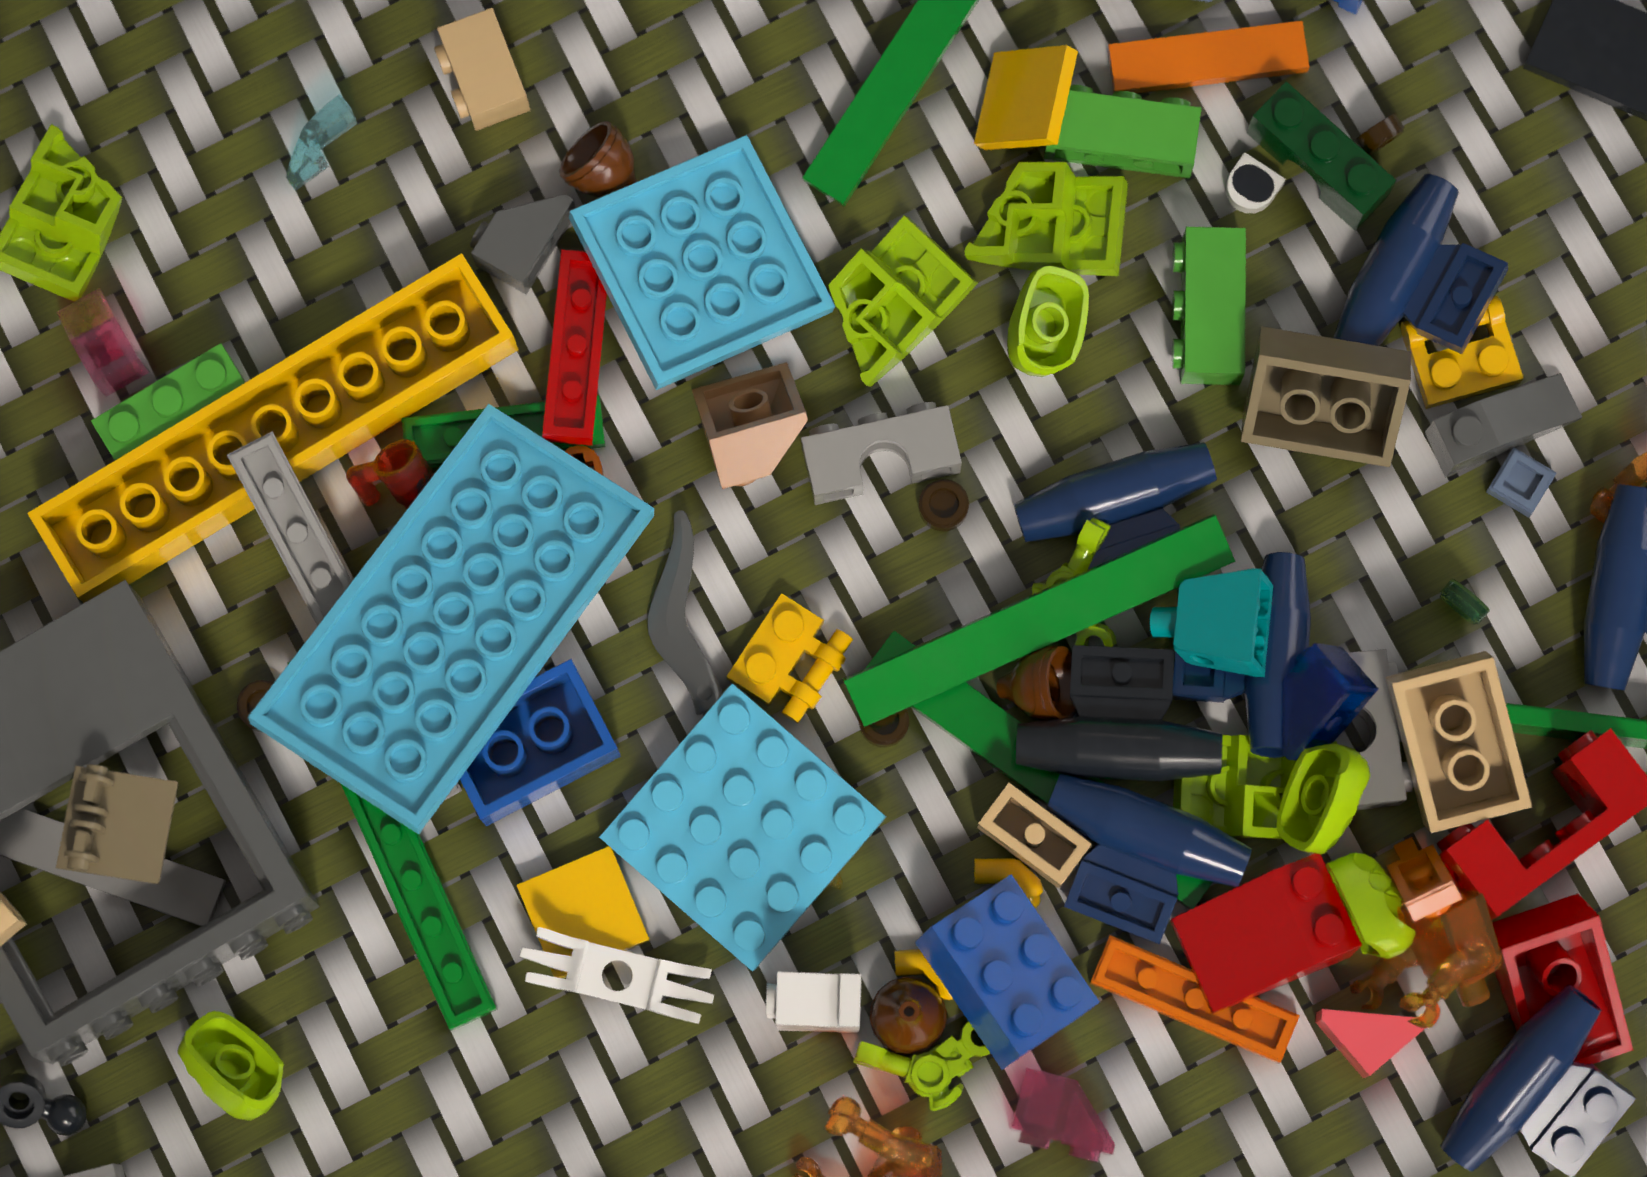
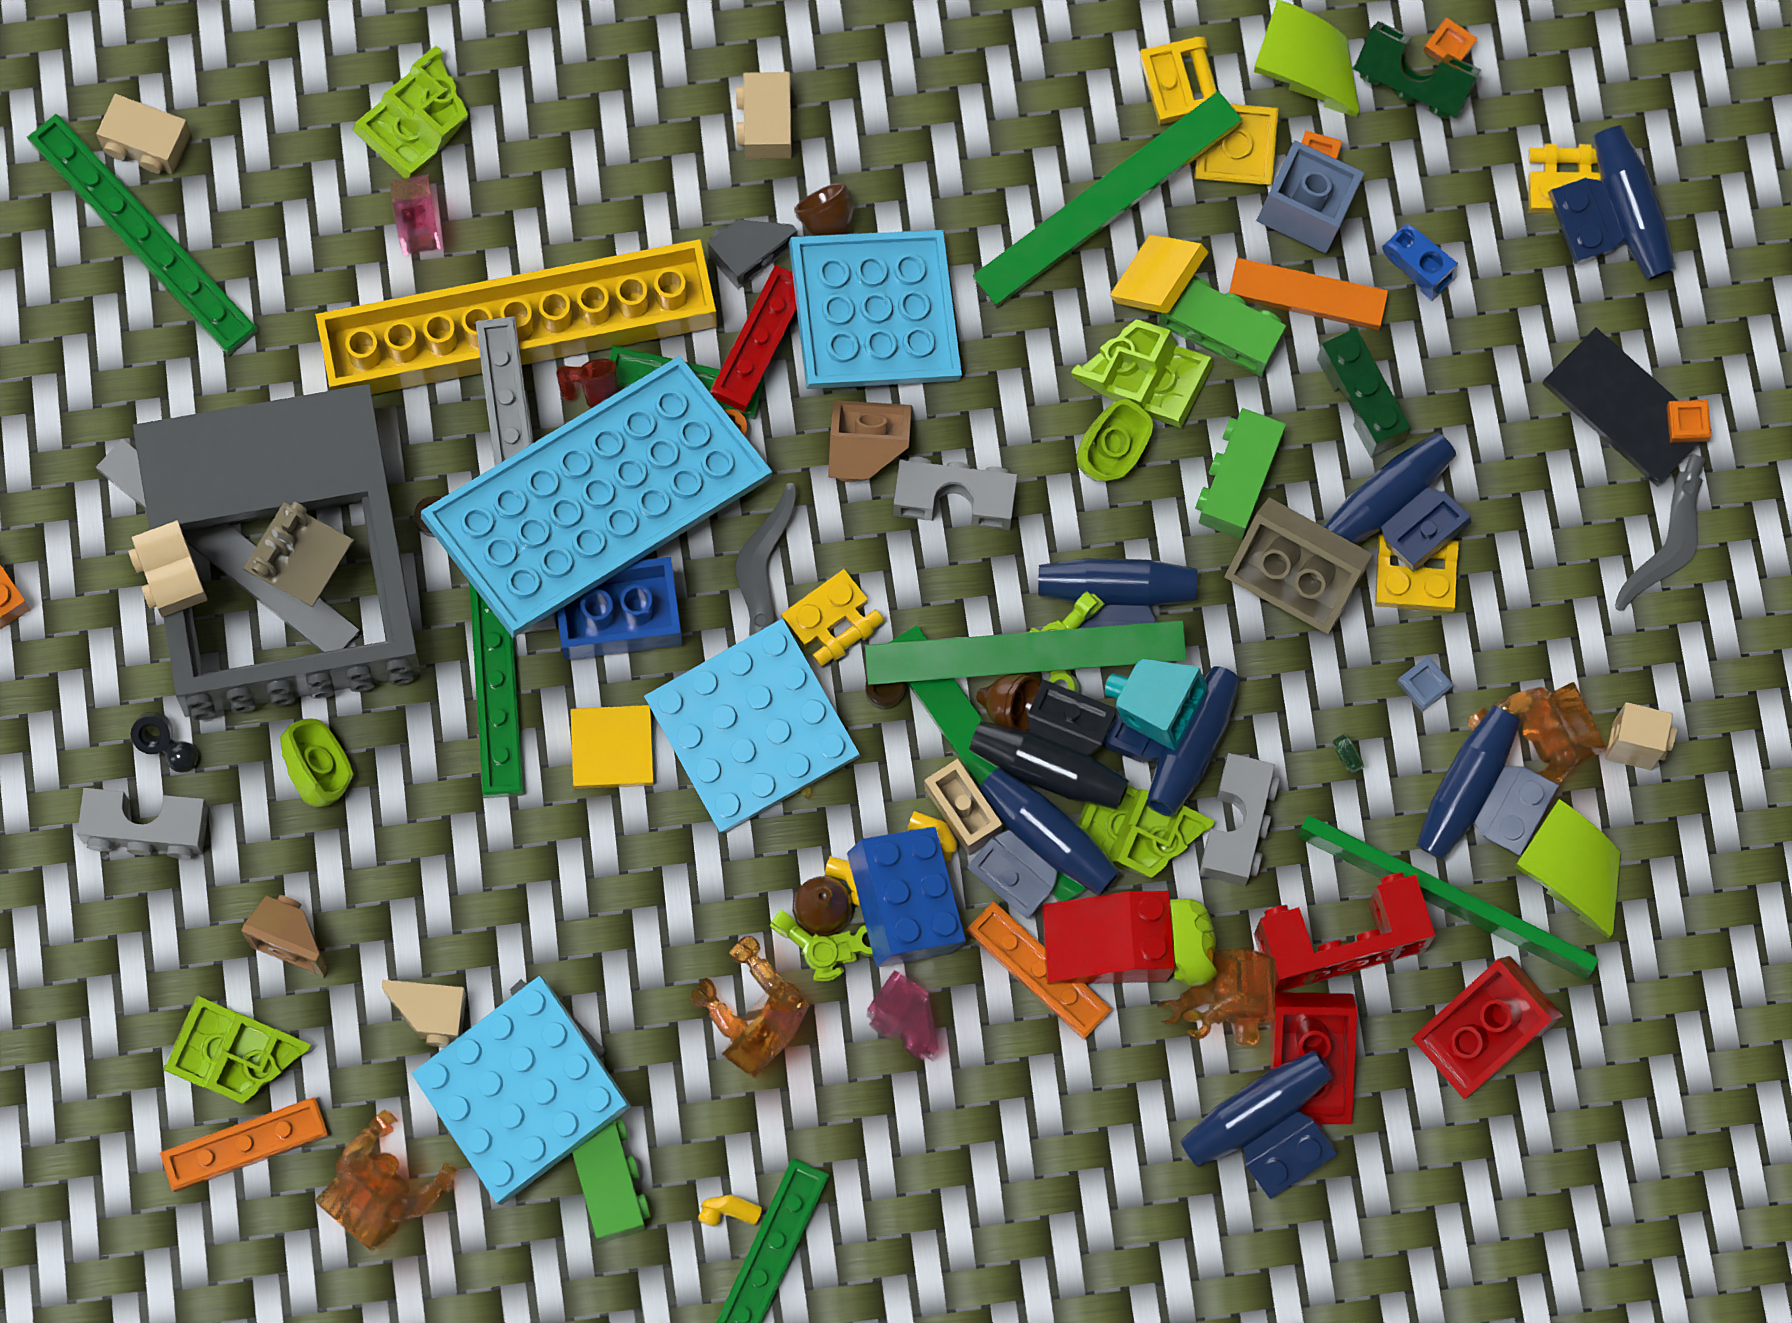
camera: 15 degrees right, 5 degrees down
(168, 401) = (446, 270): bright green brick -> none
(320, 131) = (628, 119): clear light blue slope -> none
(647, 979) = (641, 809): white piece -> none
(815, 1002) = (757, 867): white hips -> none
(896, 296) = (1010, 385): lime slope -> none
(943, 505) = (988, 548): dark brown tile -> none
(1252, 185) = (1306, 397): tile -> none
(1321, 697) = (1210, 782): clear blue slope -> none
(1321, 797) = (1185, 851): lime piece -> none
(1366, 1038) = (1157, 1042): coral slope -> none
(1380, 134) = (1414, 393): dark brown tile -> none
(1422, 880) = (1235, 937): orange hinge -> none
(1458, 741) = (1299, 845): tan brick -> none
(1501, 423) = (1424, 632): dark grey slope -> none

